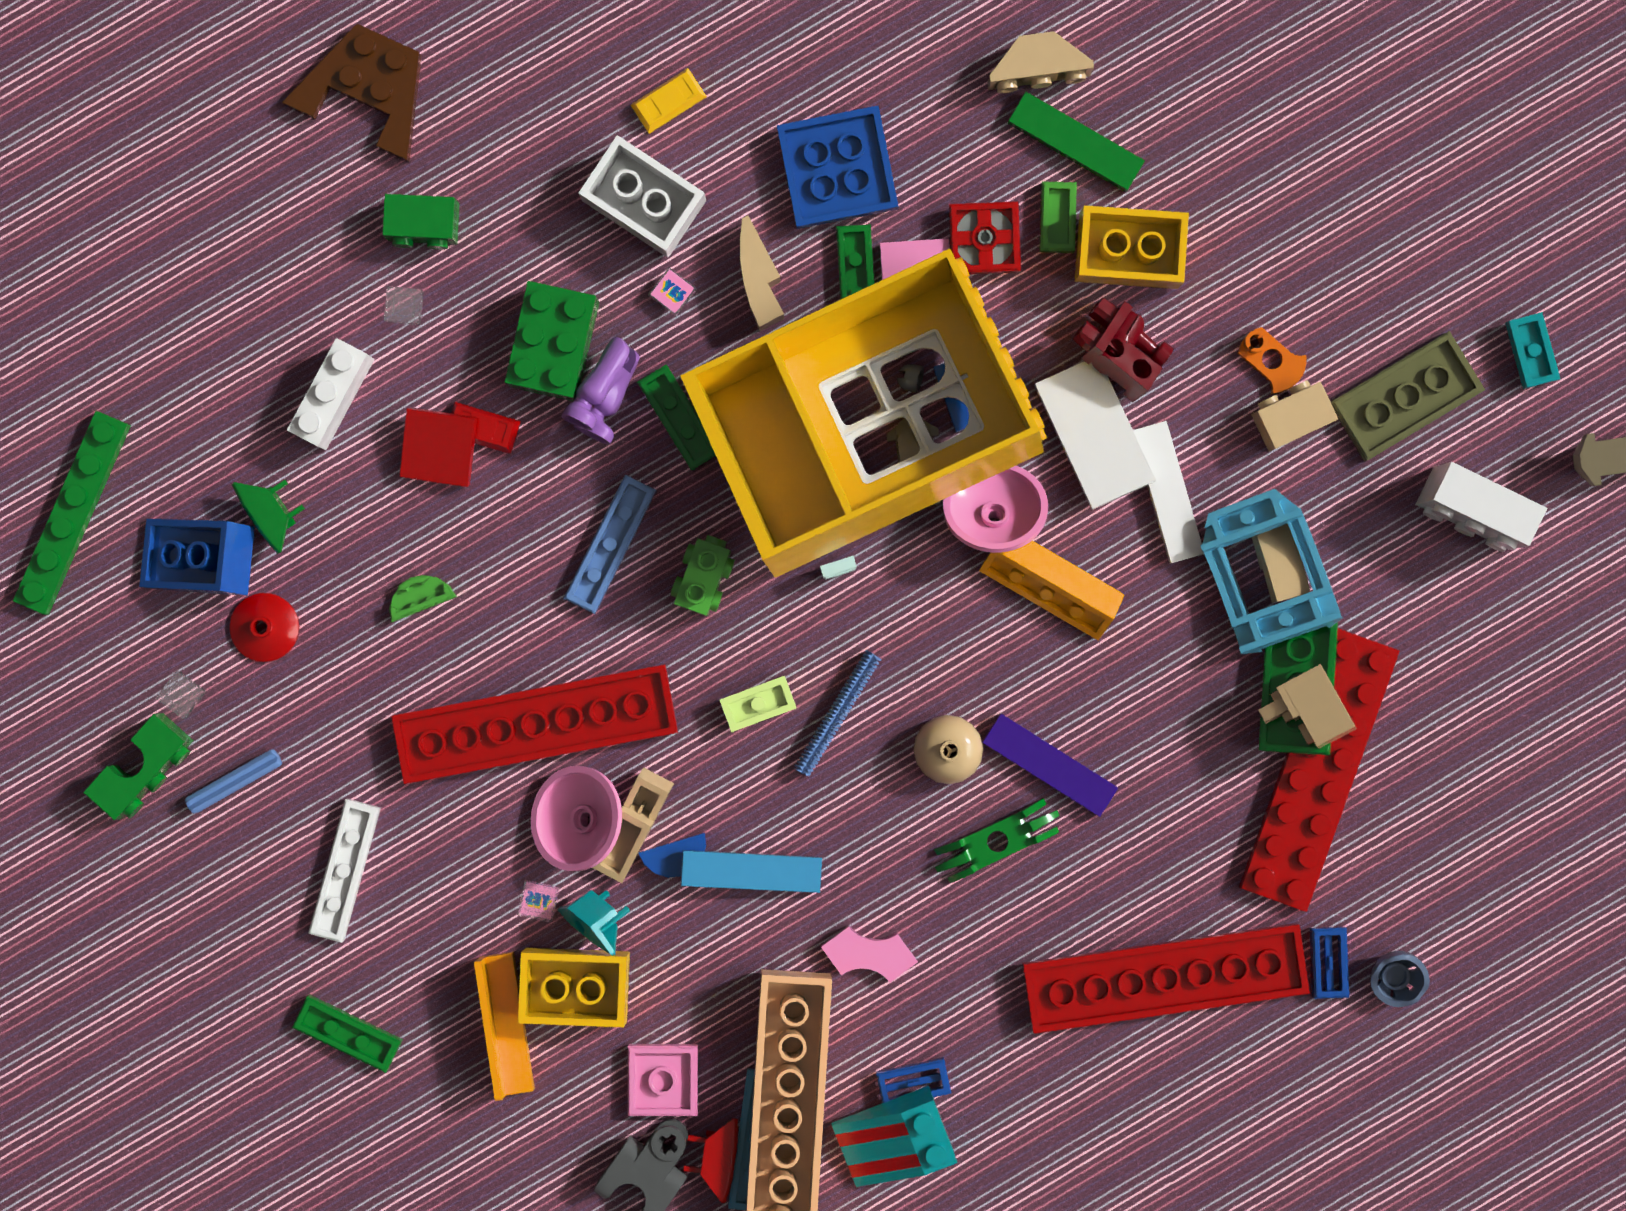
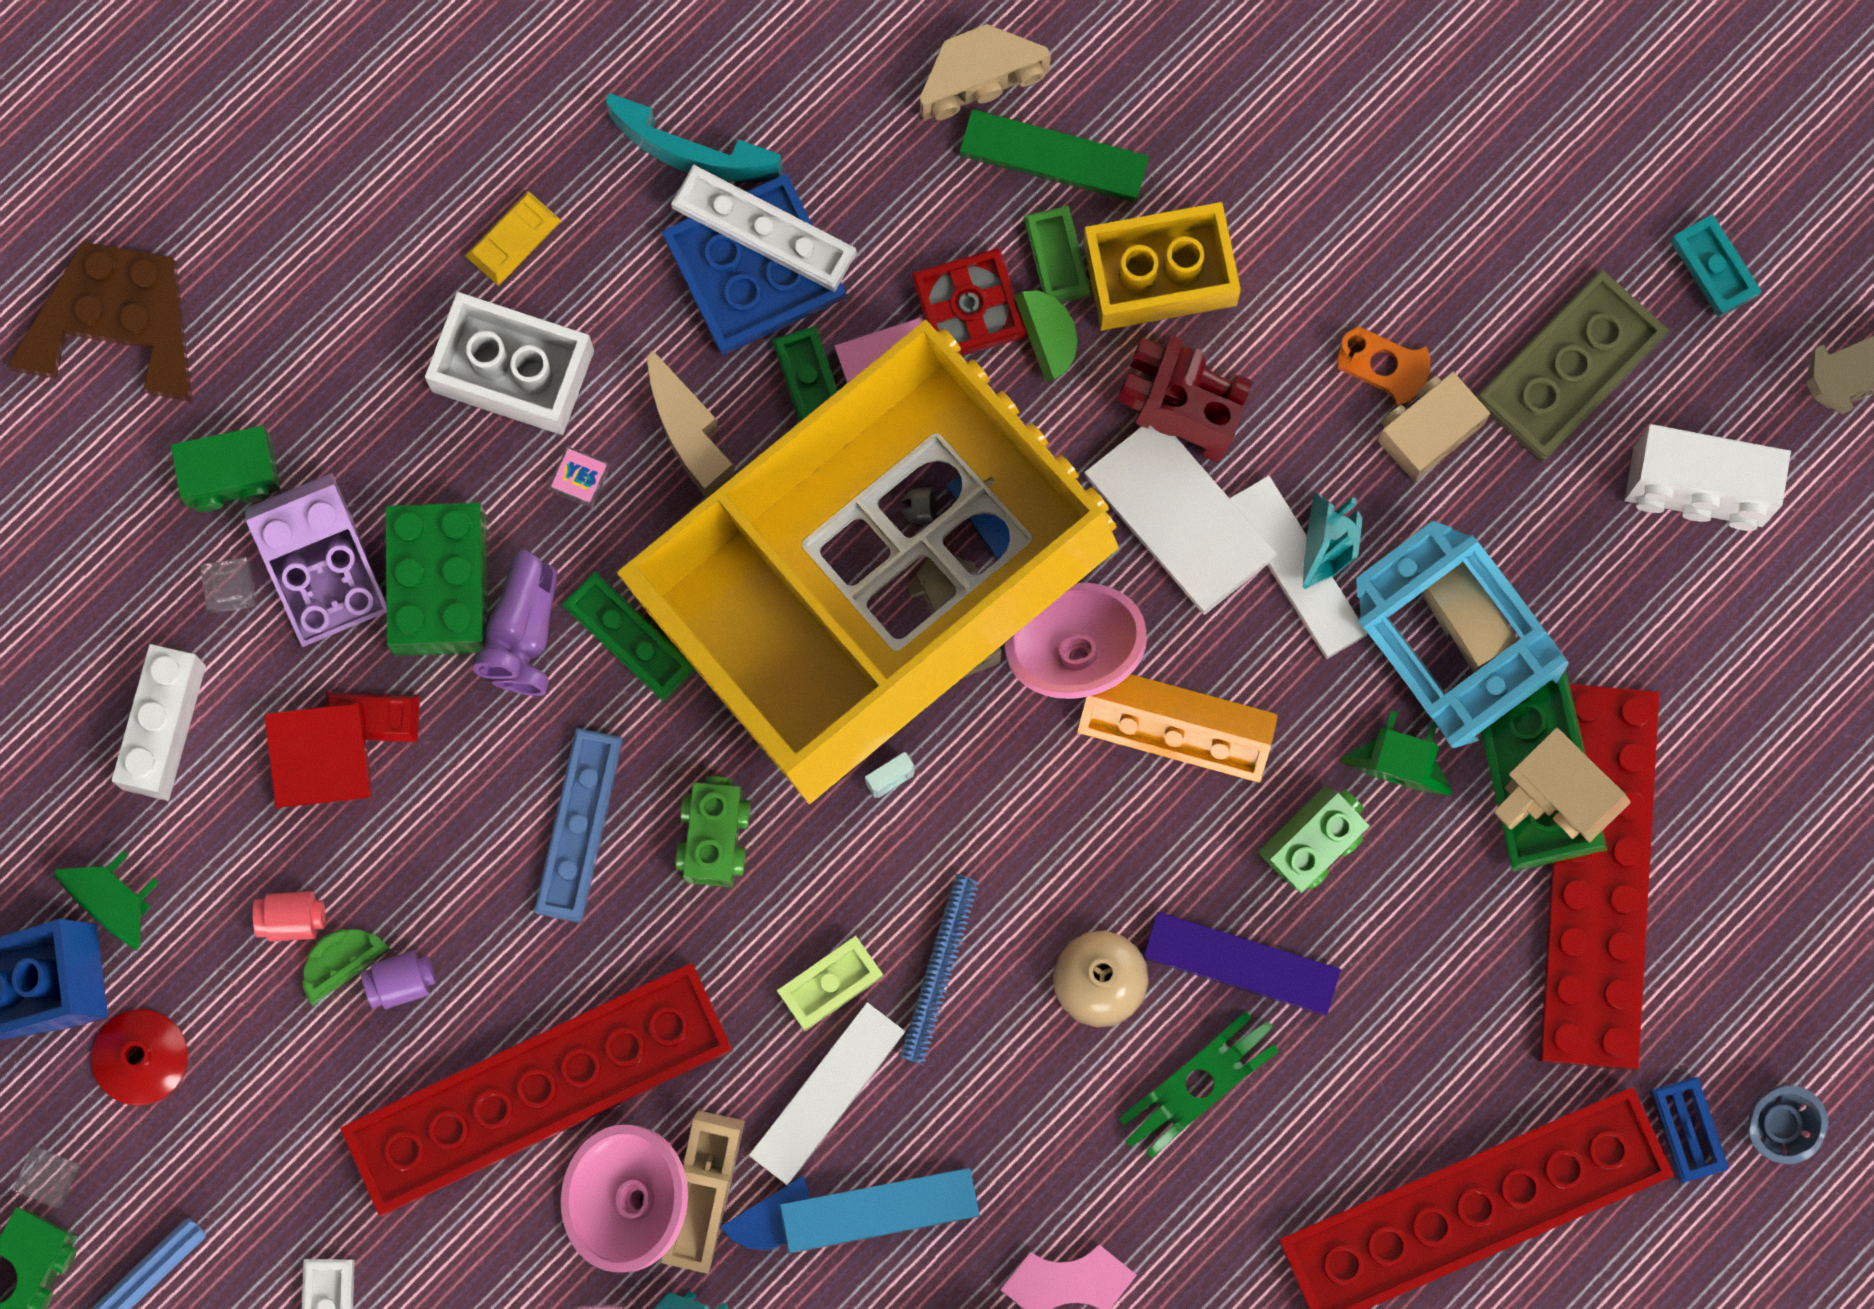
camera: 15 degrees left, 10 degrees down
(390, 557) = (288, 916): none -> coral brick
(456, 622) = (398, 980): none -> medium lavender brick
(469, 303) = (316, 559): none -> lavender slope
(736, 779) = (827, 1094): none -> white tile
(850, 90) = (745, 164): none -> teal slope
(851, 143) = (764, 228): none -> white tile
(1038, 274) = (1049, 330): none -> bright green tile
(1126, 692) = (1316, 838): none -> brick
(1197, 480) = (1331, 540): none -> teal piece
(1202, 650) = (1401, 759): none -> green piece

